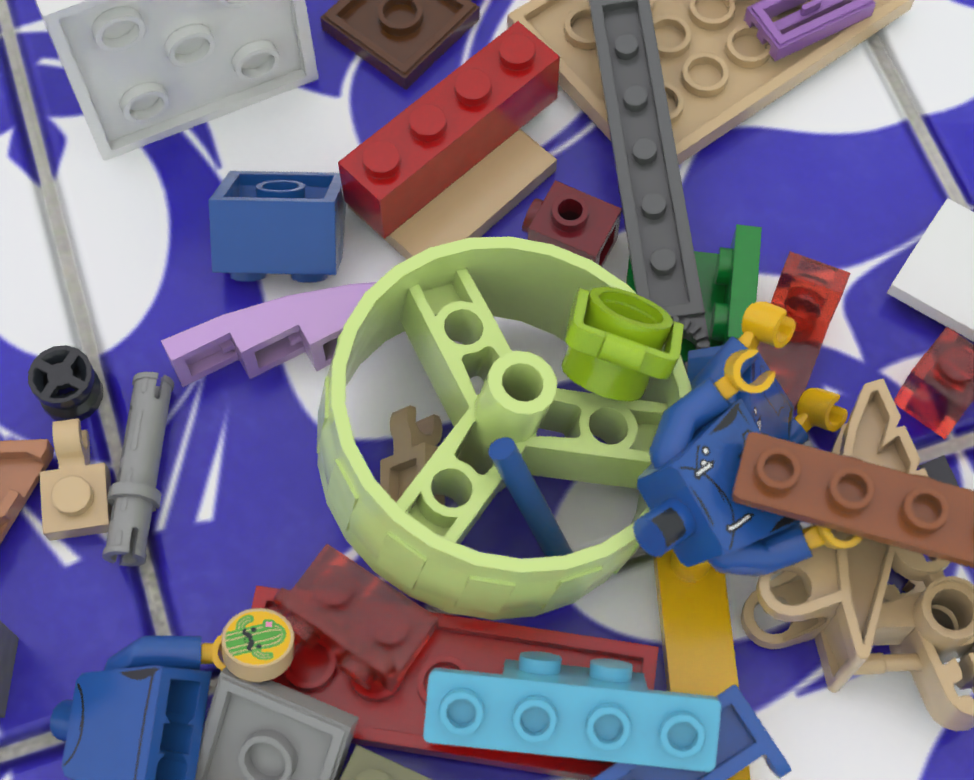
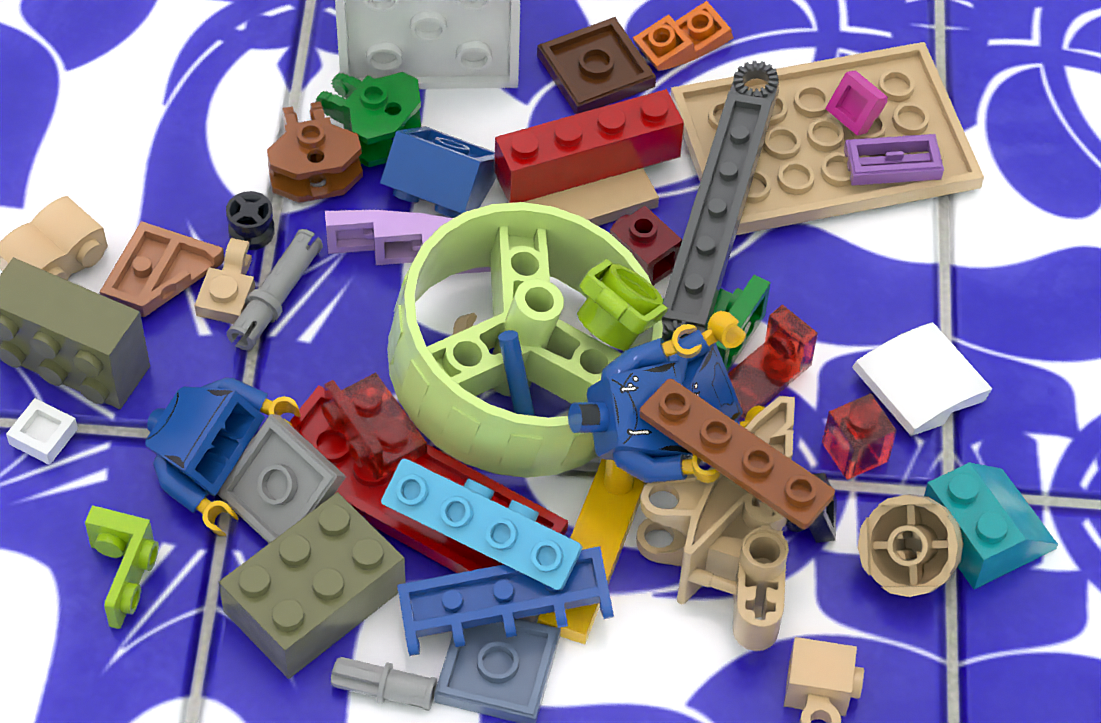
camera: 20 degrees right, 10 degrees down
(108, 264) = (311, 154): none -> dark orange hinge
(163, 180) = (374, 110): none -> green hinge
(258, 645) = (301, 407): tile -> none

